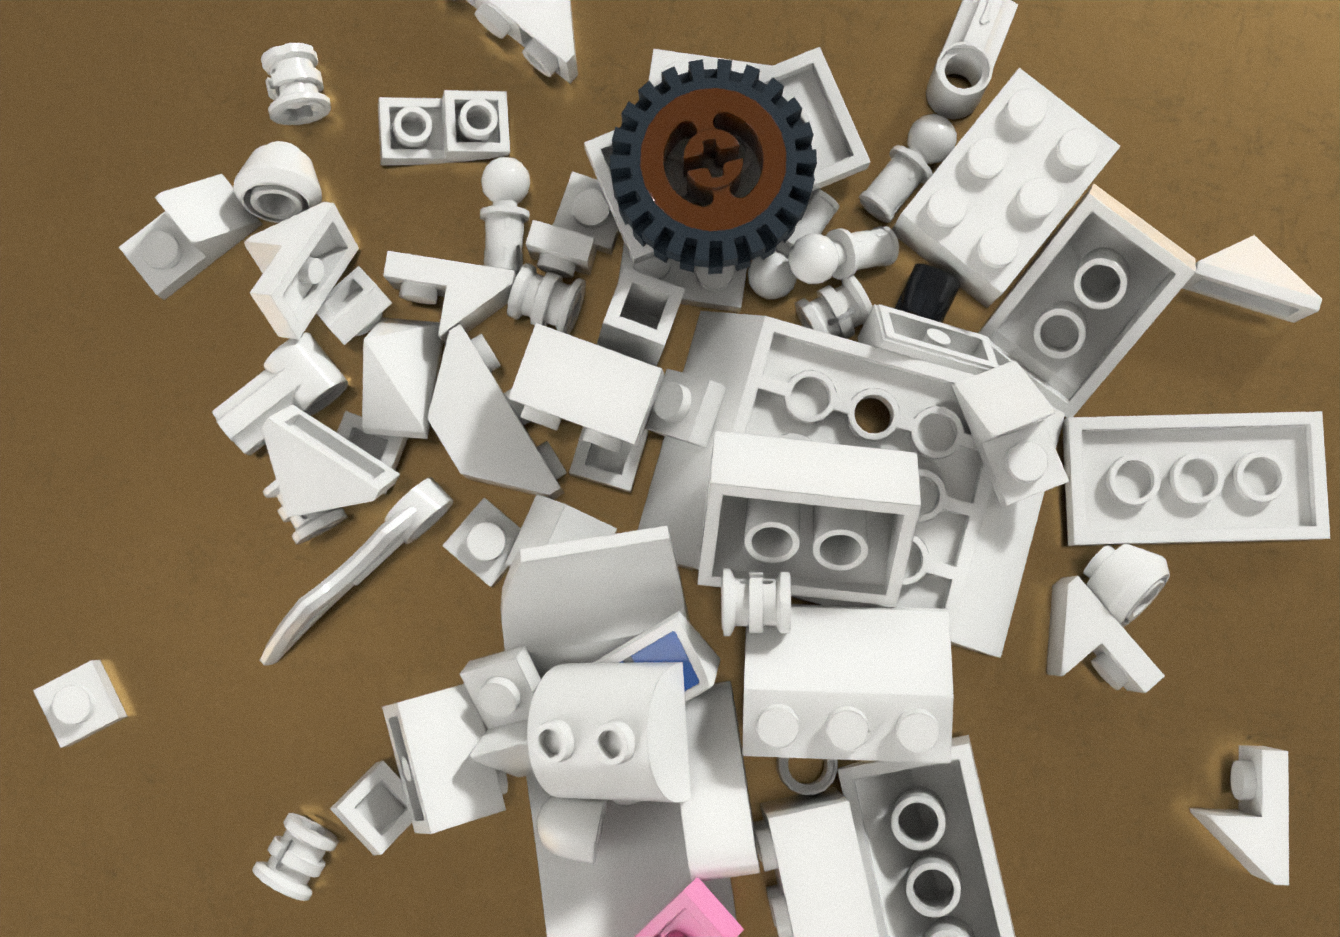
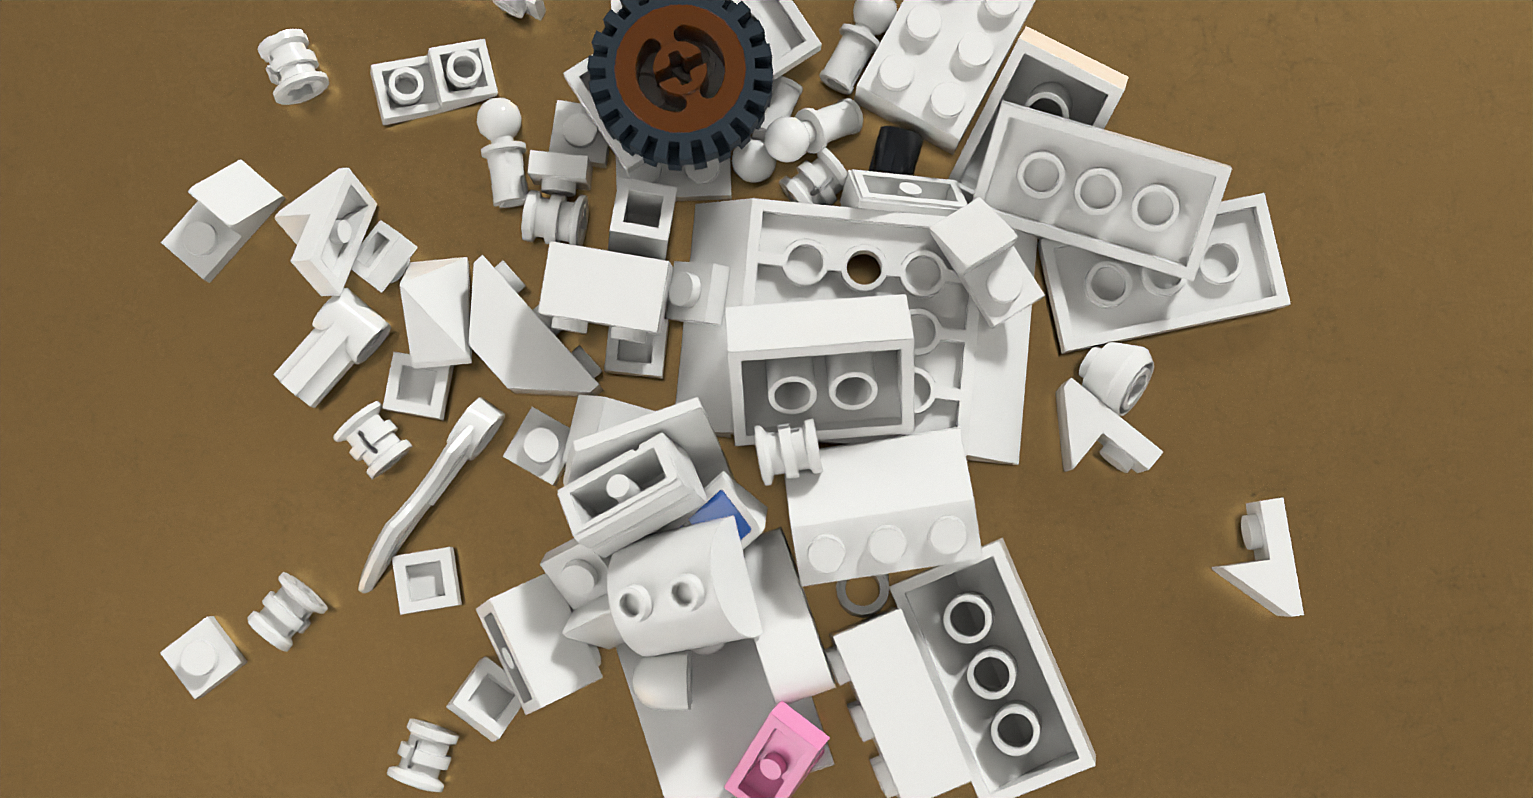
camera: 10 degrees left, 0 degrees up
(177, 672) = (286, 612): none -> white bush
(277, 182) = (294, 158): white cone -> none
(320, 467) = (380, 404): white slope -> none
(335, 666) = (426, 580): none -> white plate
(469, 289) = (485, 224): white slope -> none
(574, 620) = (632, 496): none -> white brick
(1150, 377) = (1101, 190): none -> white plate
(1256, 280) = (1182, 85): white slope -> none

